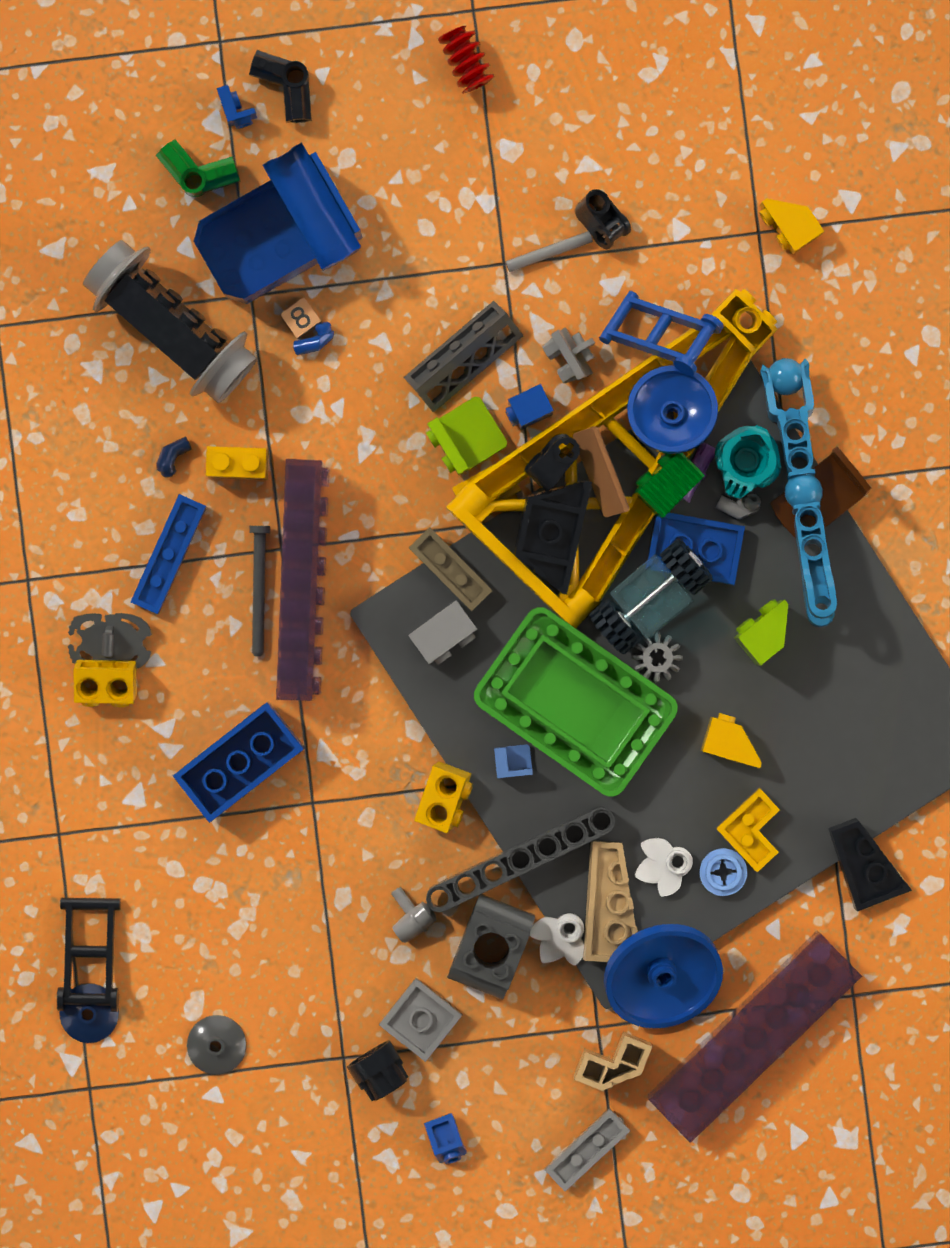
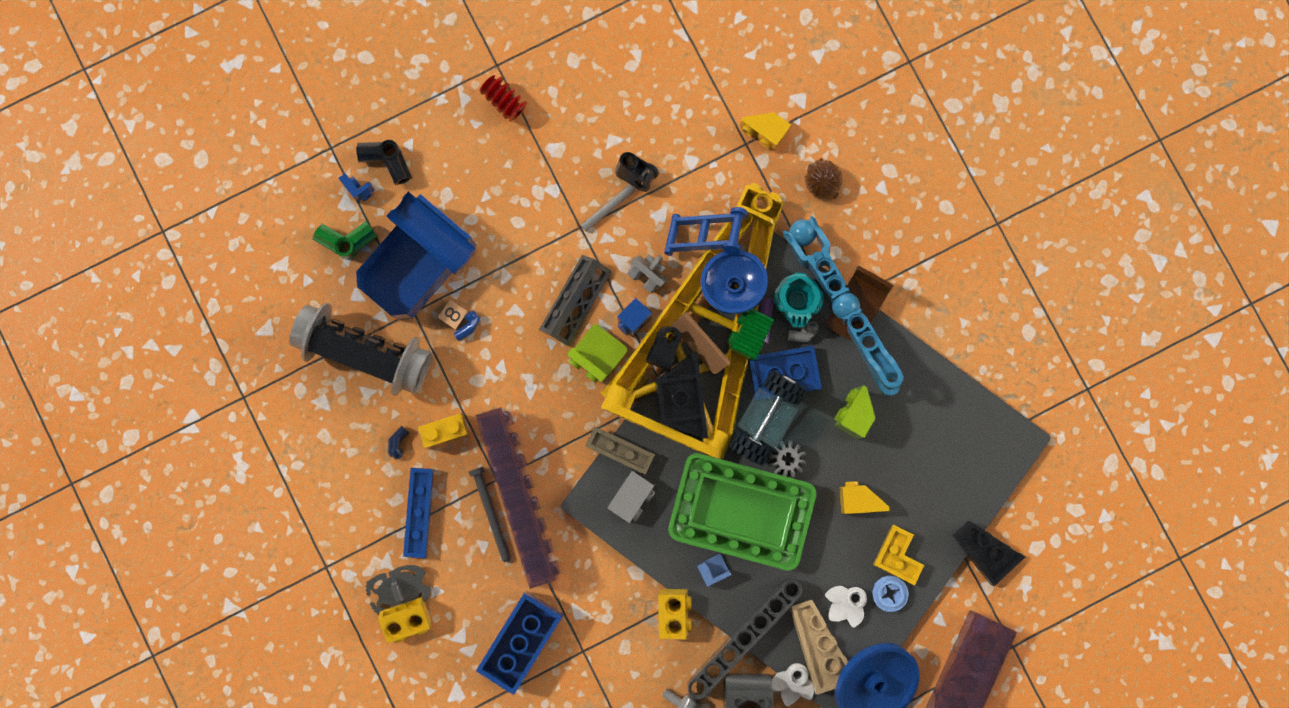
camera: 20 degrees left, 5 degrees down
(840, 316) = (823, 179): none -> reddish brown hair

